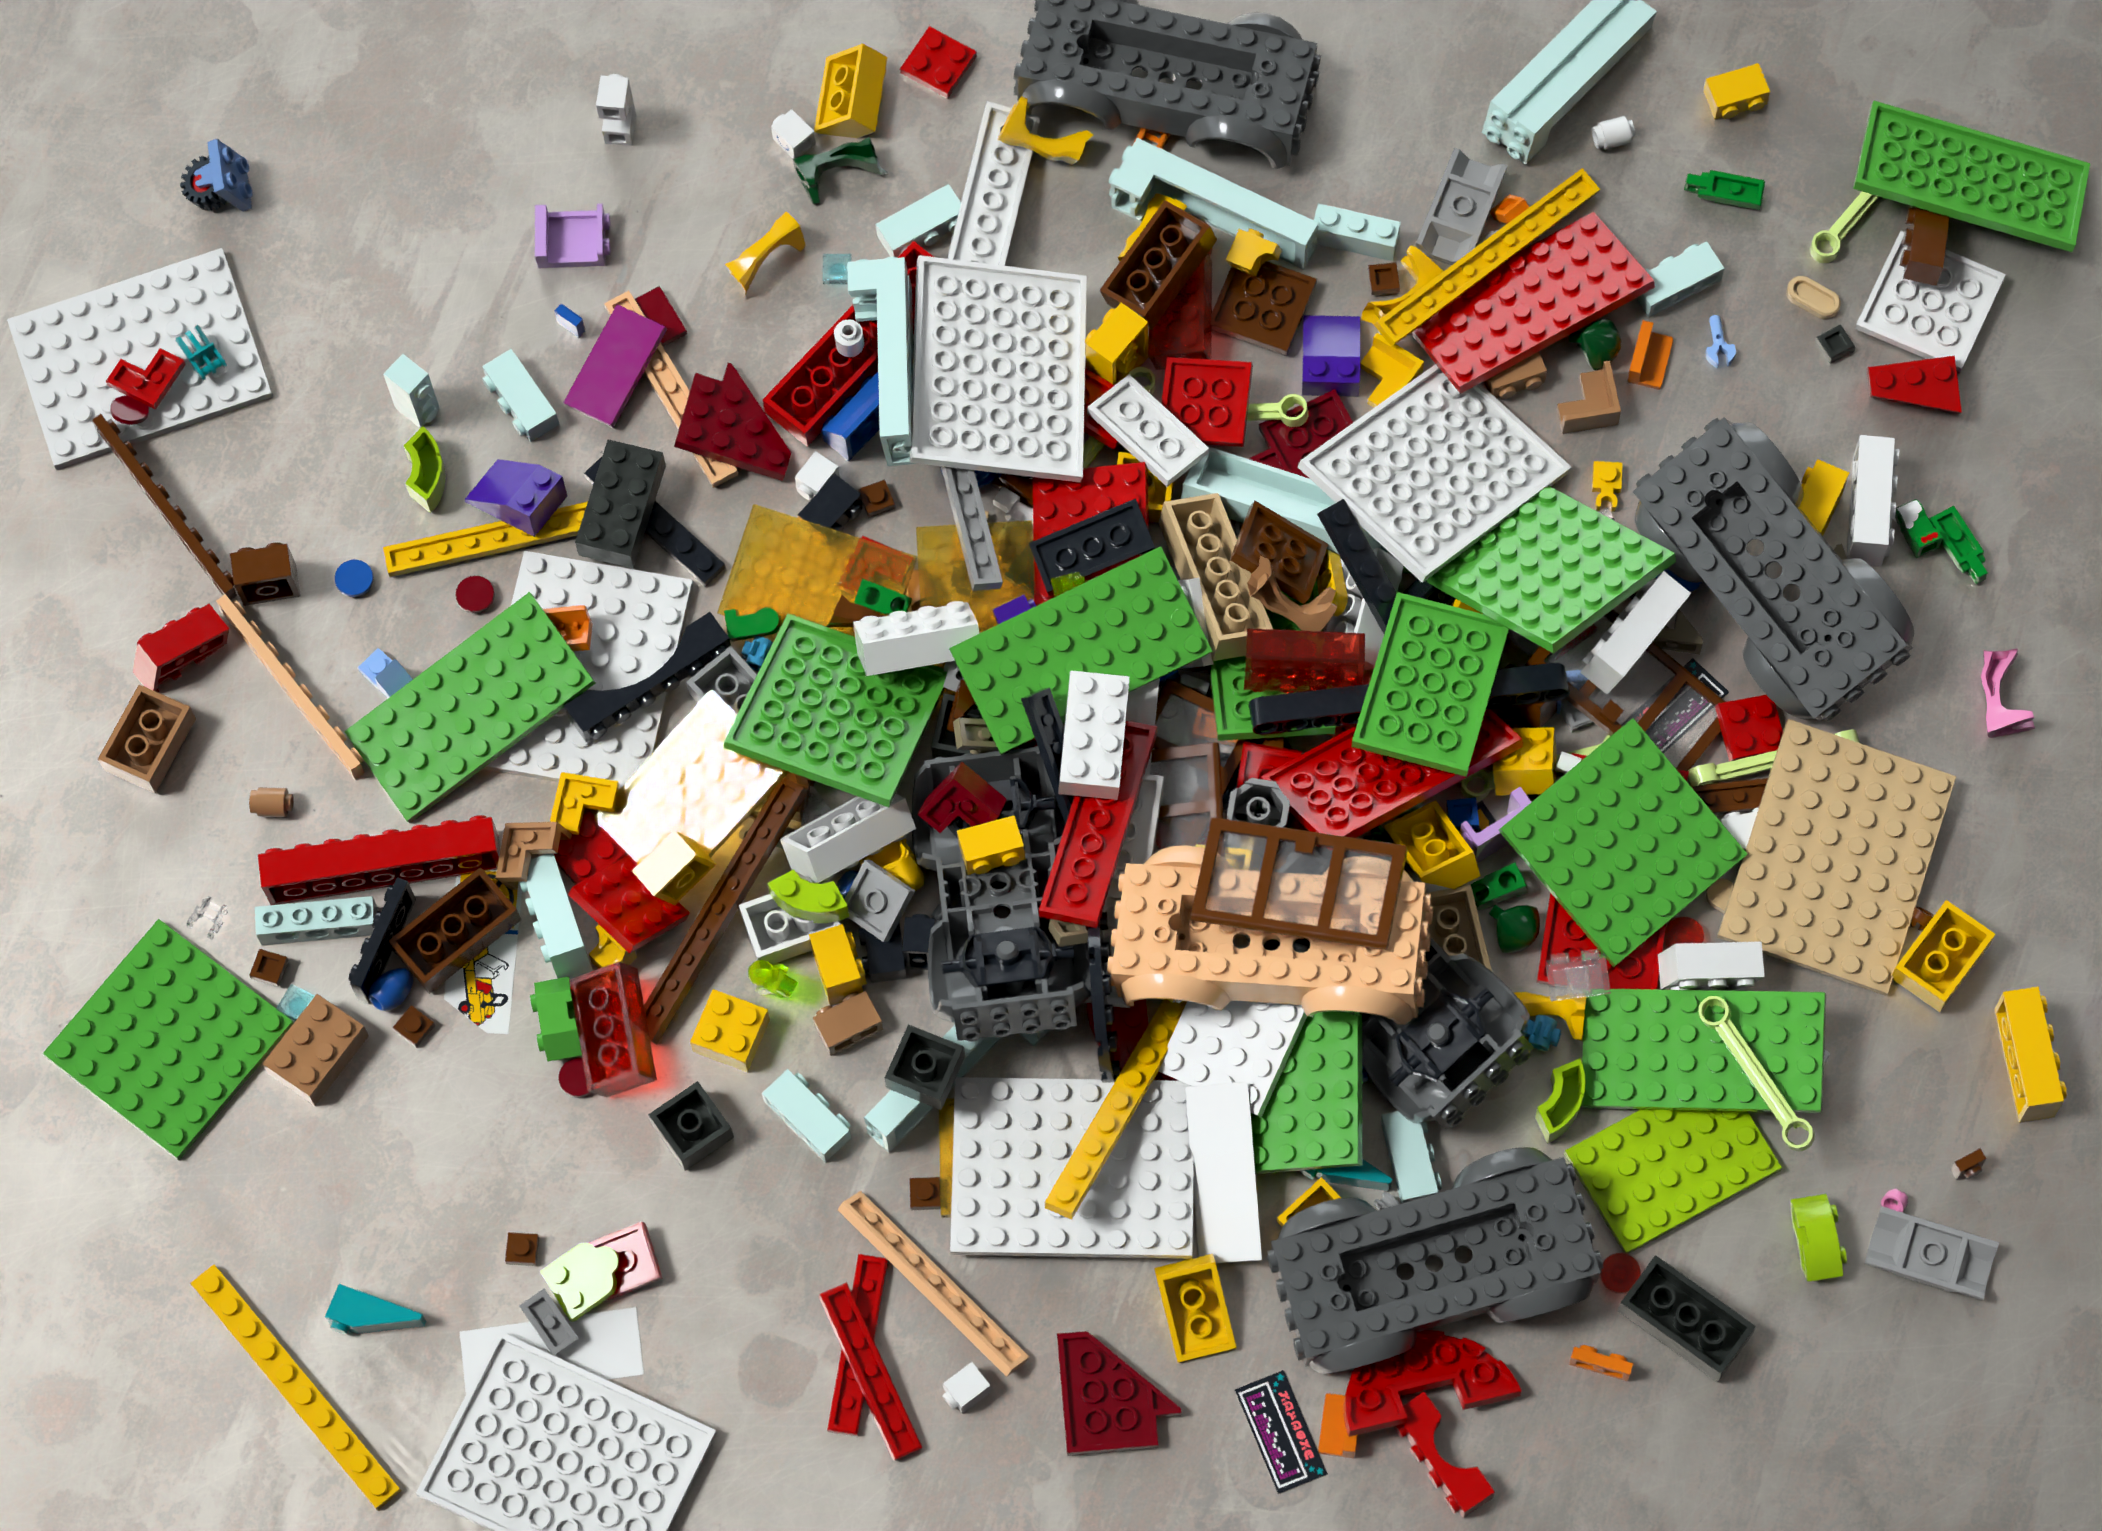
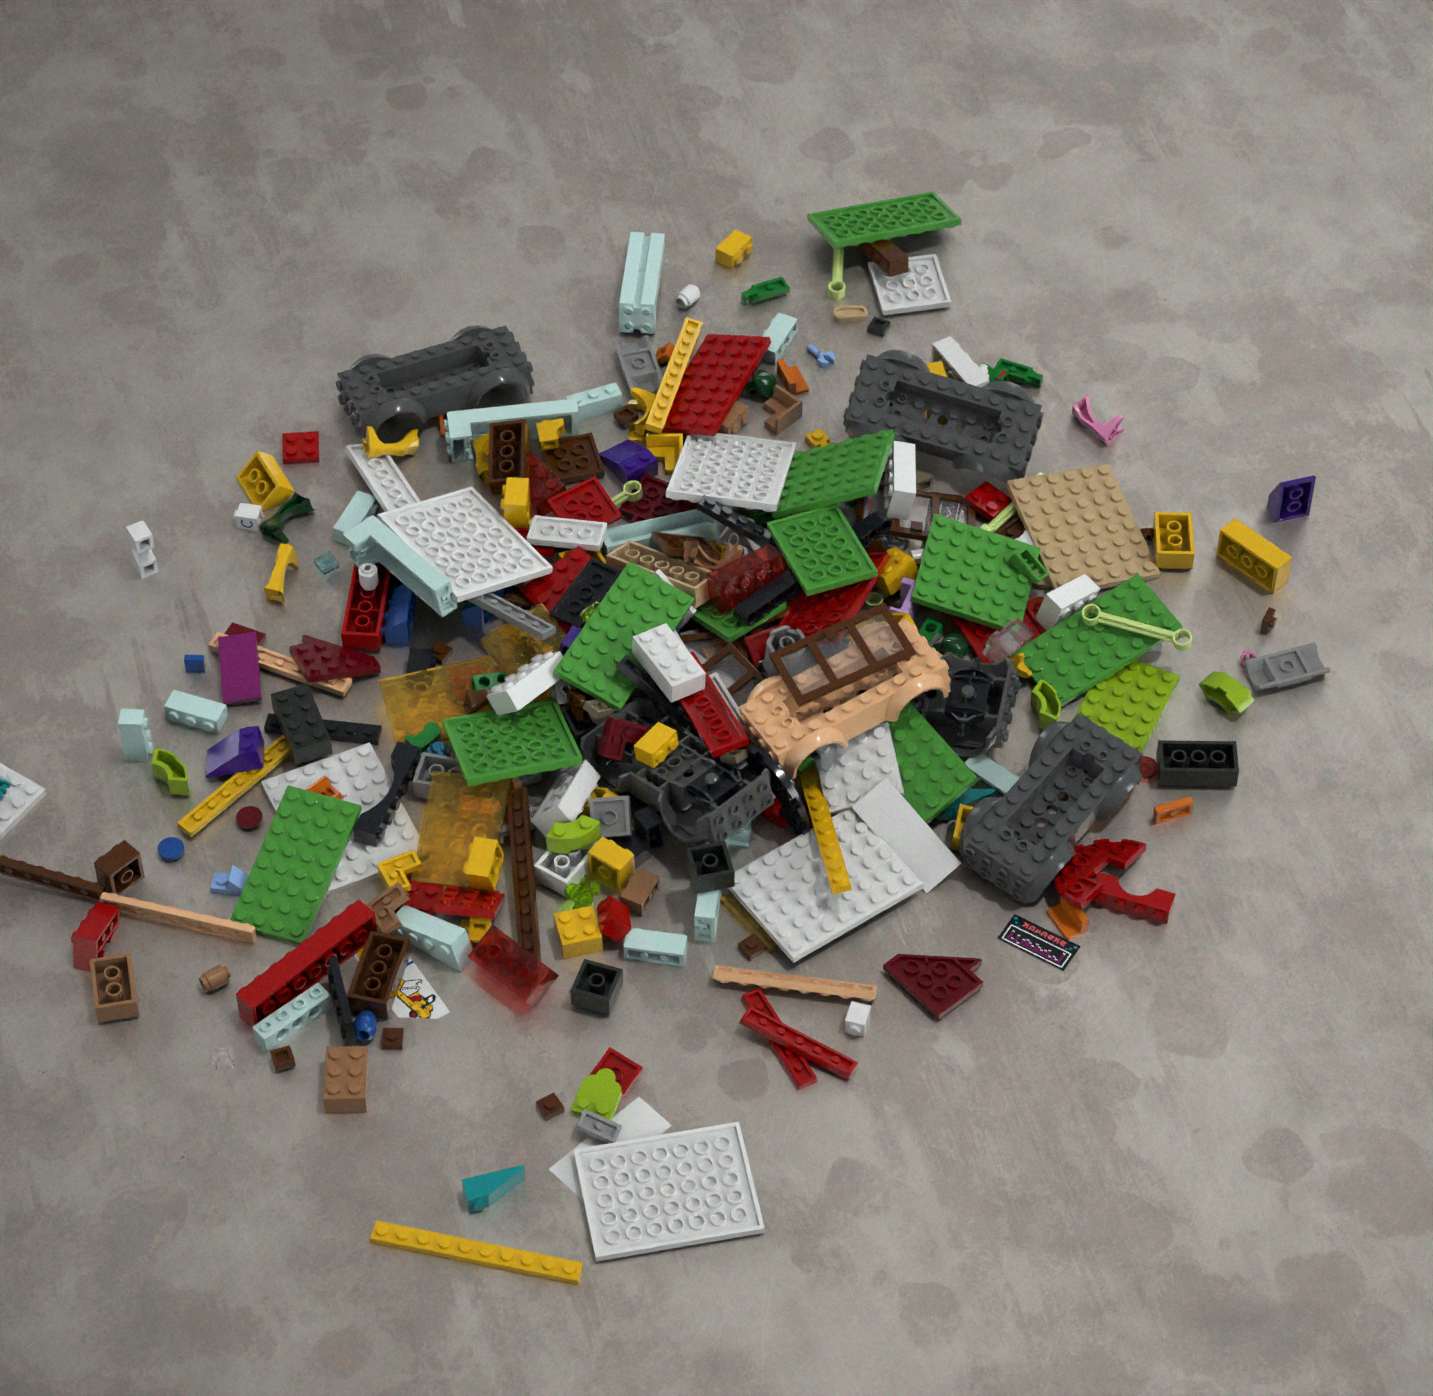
camera: 40 degrees left, 20 degrees down
(168, 1039) = (250, 1129): bright green plate -> none
(294, 1002) = (314, 1066): clear light blue plate -> none
(556, 1018) = (481, 985): bright green brick -> none
(571, 237) = (162, 627): lavender panel -> none
(573, 1078) = (510, 1006): dark red piece -> none
(780, 1045) = (613, 918): none -> red brick
(815, 475) = (398, 658): white brick -> none
(1195, 1307) = (944, 909): yellow slope -> none
(1711, 863) = (1025, 555): none -> bright green slope
(1919, 382) = (936, 316): red wedge -> none

